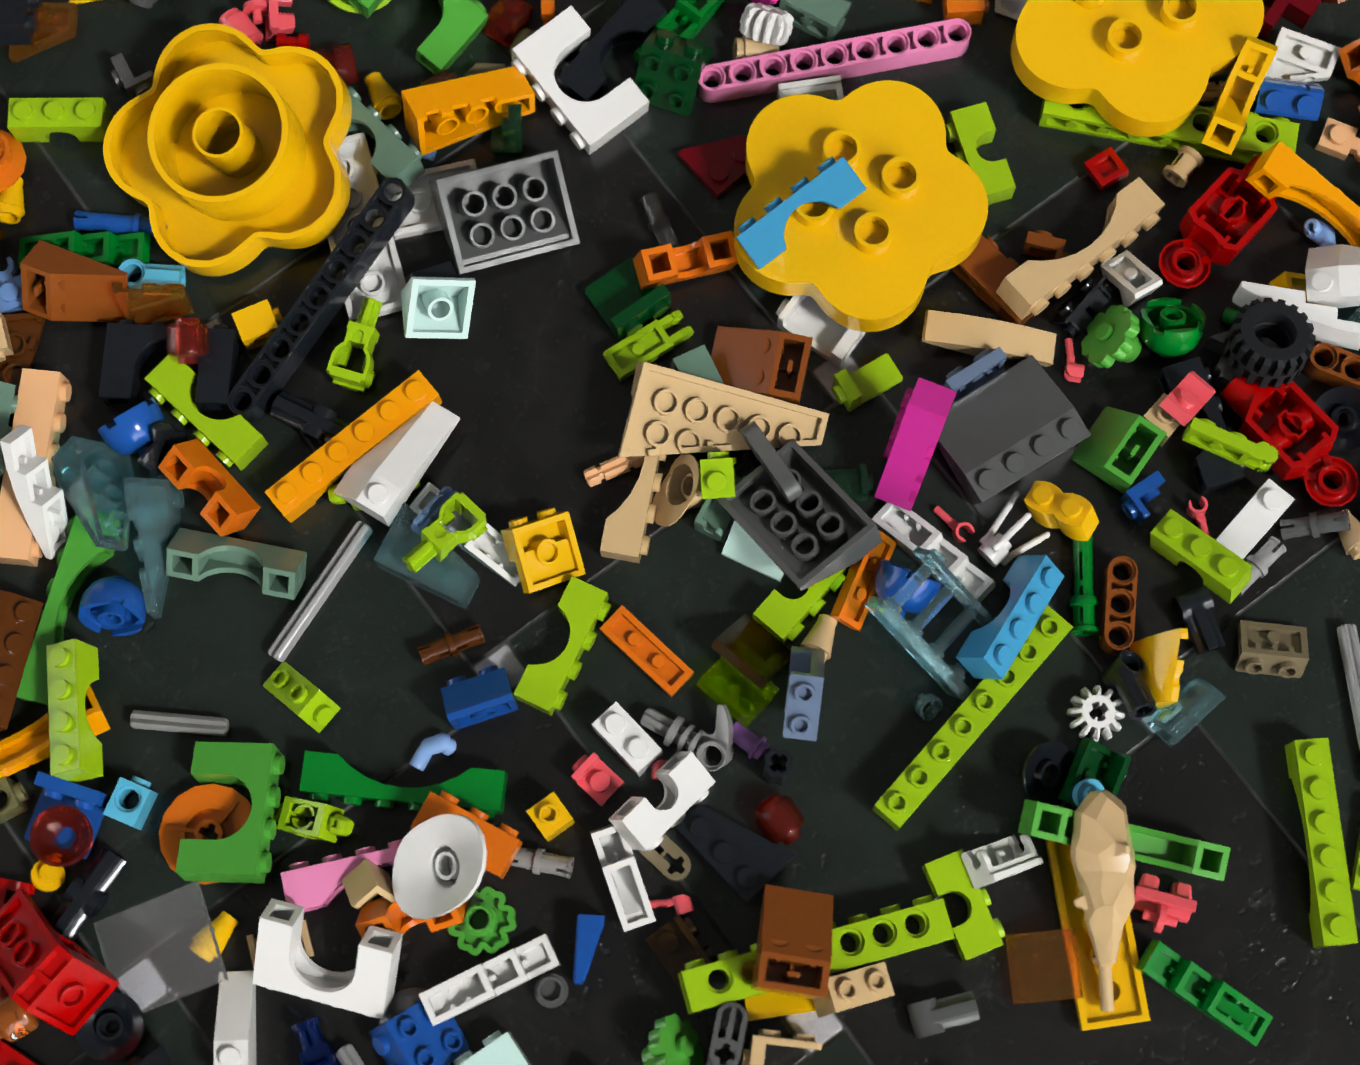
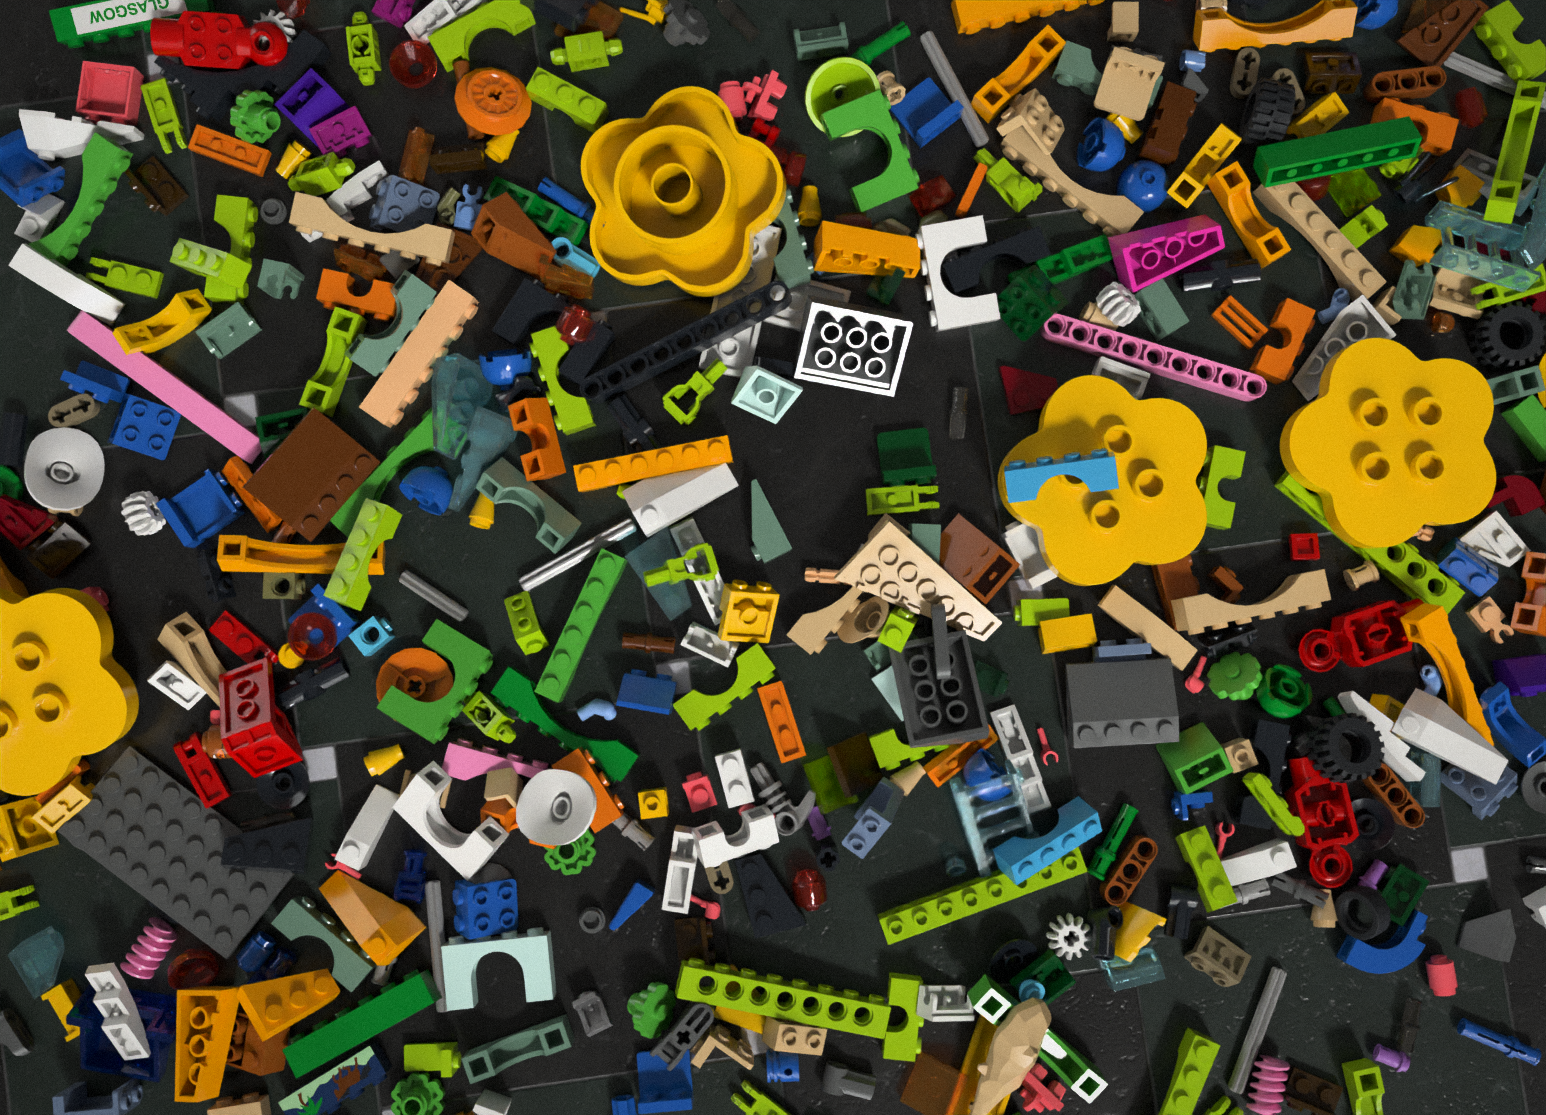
camera: 25 degrees right, 10 degrees up
(38, 499) = (411, 385): white slope -> none
(55, 60) = (586, 51): none -> lime piece
(124, 77) = (630, 91): flat silver bracket -> none
(162, 948) = (344, 749): clear piece -> none
(188, 601) = (482, 513): none -> yellow cone
(257, 323) = (632, 334): yellow brick -> none
(363, 664) = (580, 625): none -> bright green arch
(431, 511) = (683, 545): medium blue axle -> none
(489, 979) = (554, 891): white slope -> none
(520, 455) = (766, 531): none -> sand green slope
(521, 611) = (709, 645): none -> white hinge
(670, 265) = (961, 454): orange arch -> none
(794, 943) = (770, 990): dark orange slope -> none
(851, 1036) = (782, 1066): none -> blue piece
(890, 392) = (1067, 633): none -> yellow hinge
(913, 442) = (1049, 683): dark pink wedge -> none
(996, 548) = (1067, 783): white plant -> none
(1061, 510) = (1131, 788): yellow brick -> none
(1131, 277) = (1275, 640): white slope -> none
(1188, 398) = (1262, 755): coral bracket -> none
(1238, 95) = (1432, 549): yellow arch -> none

